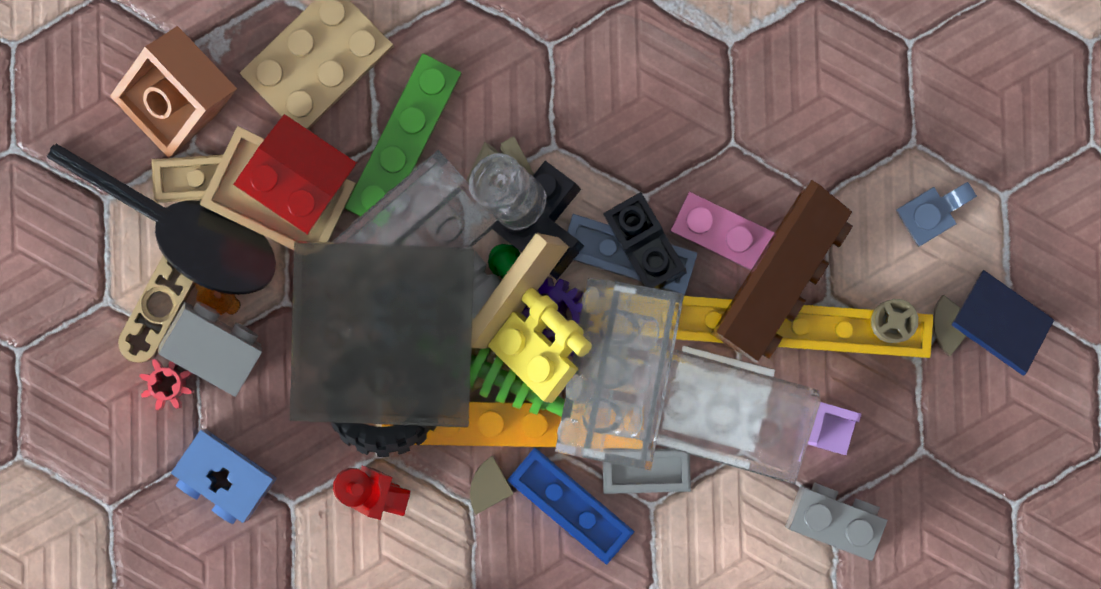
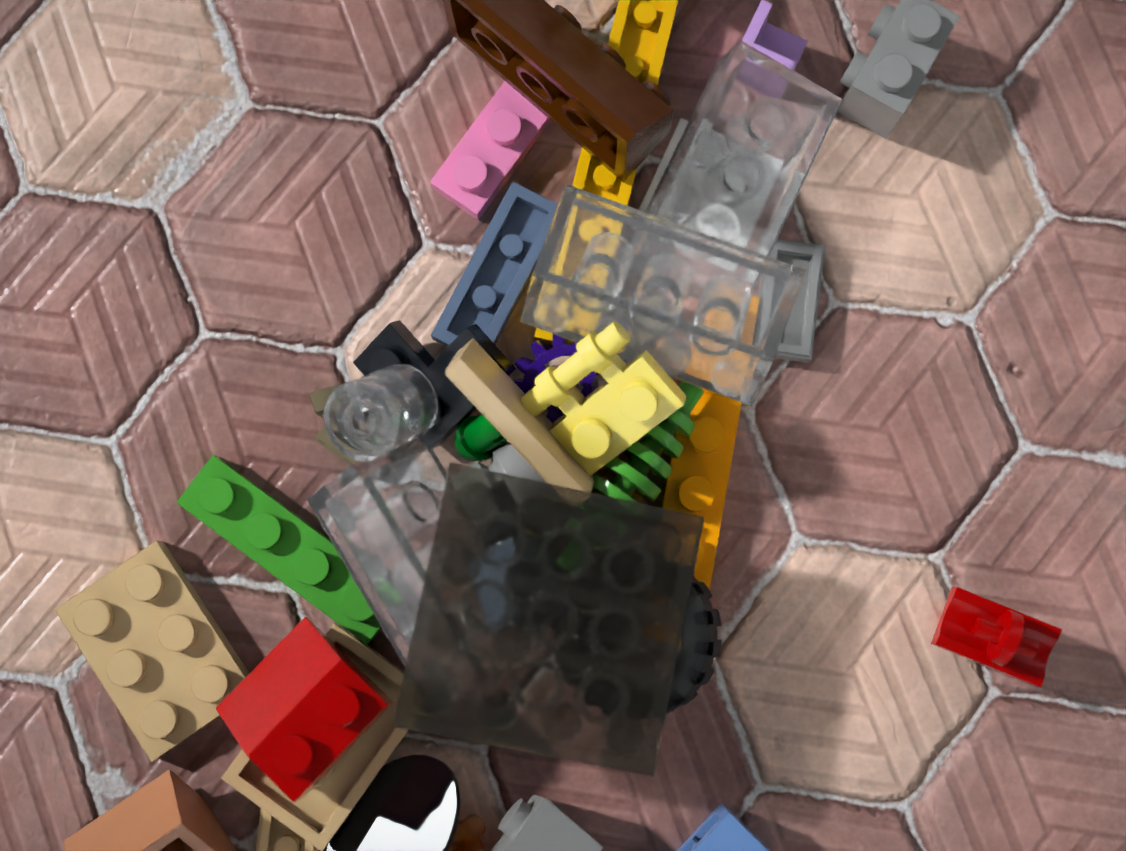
camera: 80 degrees left, 5 degrees down
(370, 492) = (769, 673): red hips -> none
(488, 486) = (778, 511): dark tan tile -> none
(570, 505) = (820, 407): blue tile -> none
(645, 242) = (484, 245): black slope -> none

